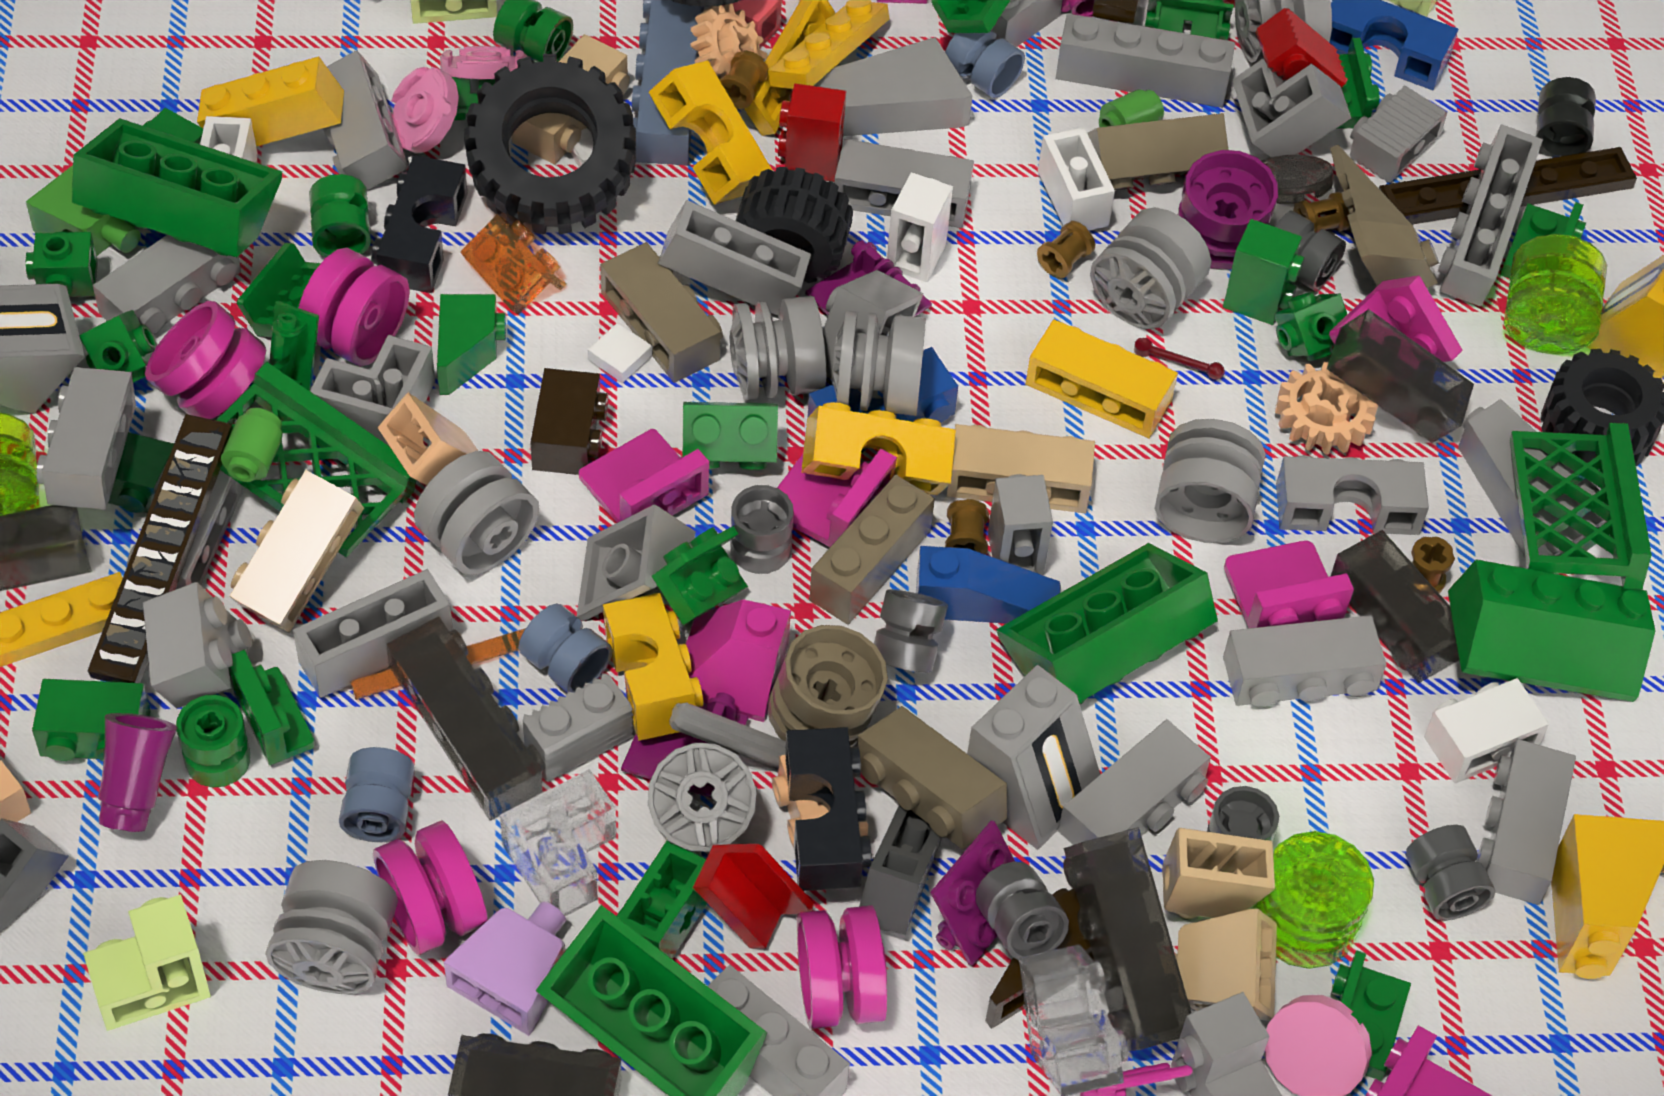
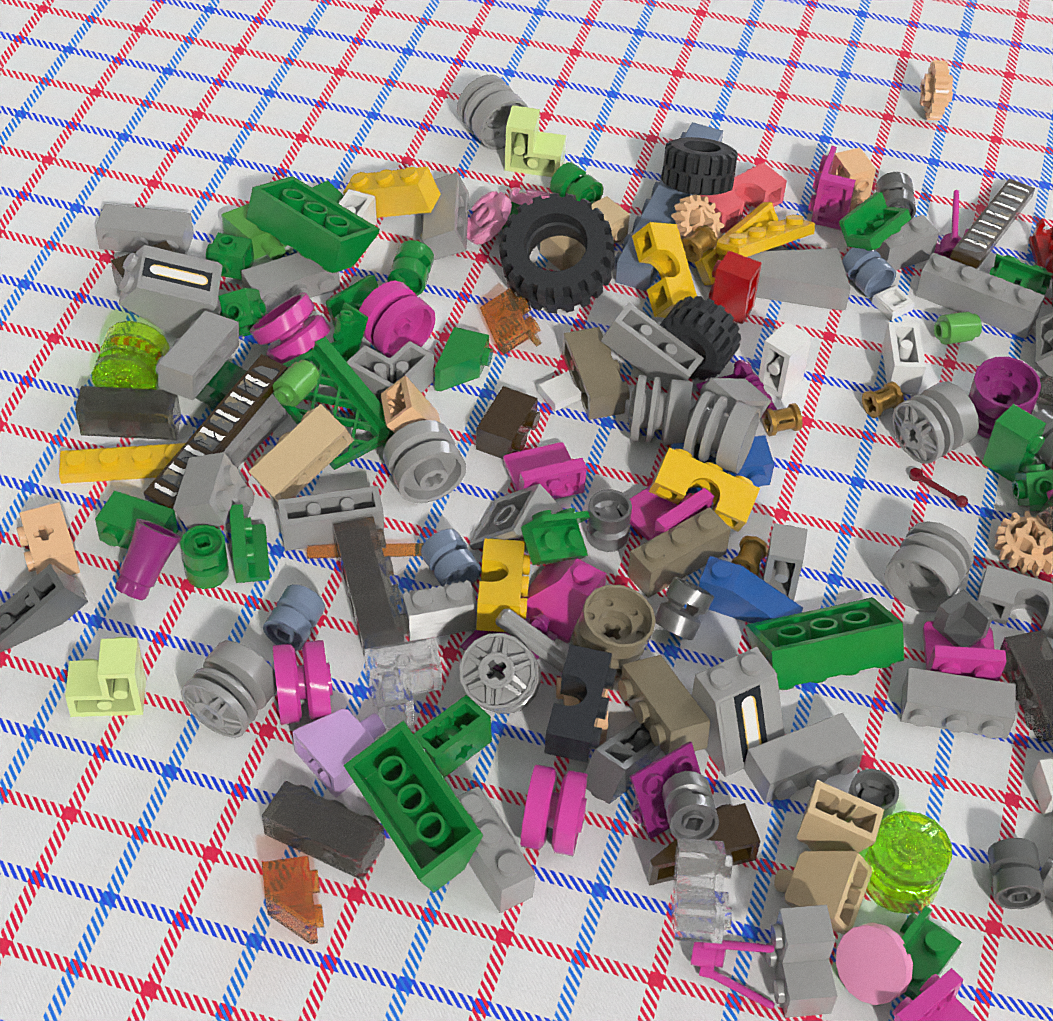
camera: 20 degrees right, 5 degrees down
(426, 195) = (450, 292): black arch -> none
(731, 432) = (610, 455): green bracket -> none
(749, 891) = (510, 743): red panel -> none
(877, 173) = (763, 318): light grey brick -> none
(944, 313) = (782, 419): none -> pearl gold bush
(992, 453) = (827, 532): tan brick -> none
(1030, 98) = (893, 302): none -> white tile
(1101, 378) = (878, 485): yellow brick -> none
(1128, 937) = (760, 846): clear smoke brick -> none
(1157, 148) = (964, 349): dark tan brick -> none
(1276, 545) = (962, 620): none -> dark grey panel

